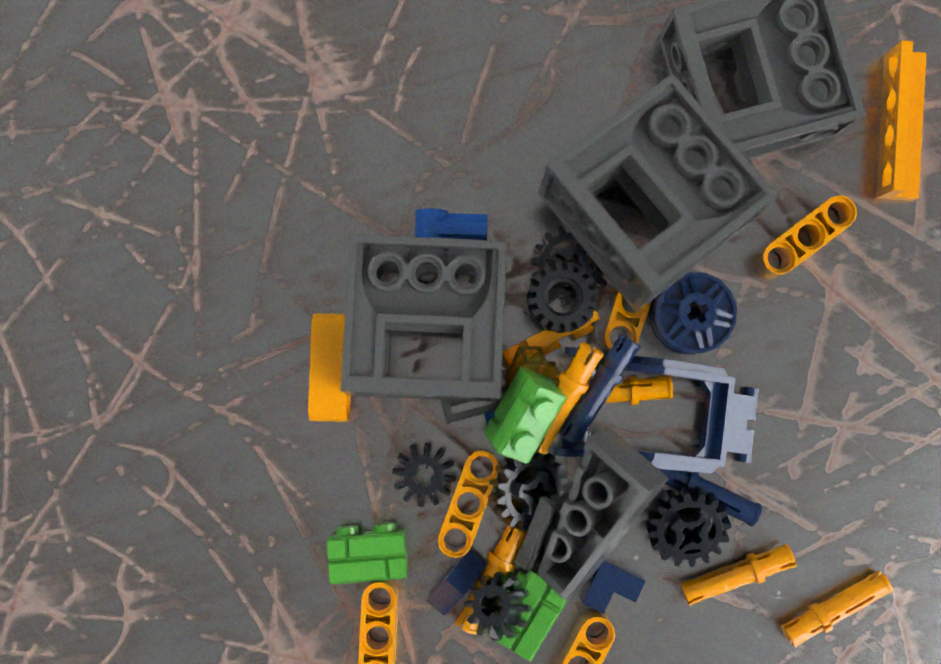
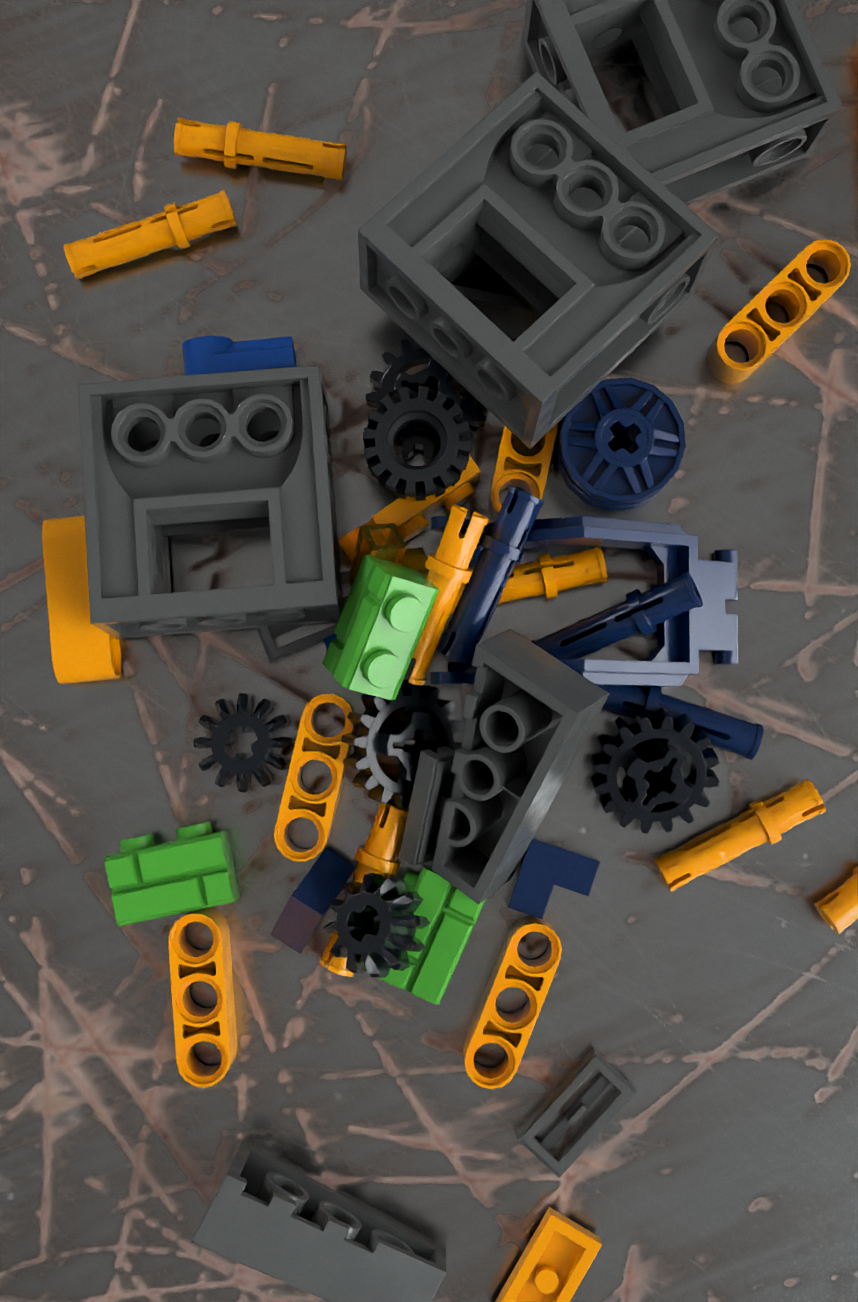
camera: 10 degrees left, 0 degrees up
(403, 135) = (151, 234): none -> light orange pin
(479, 88) = (261, 149): none -> light orange pin
(718, 416) = (637, 614): none -> dark blue pin

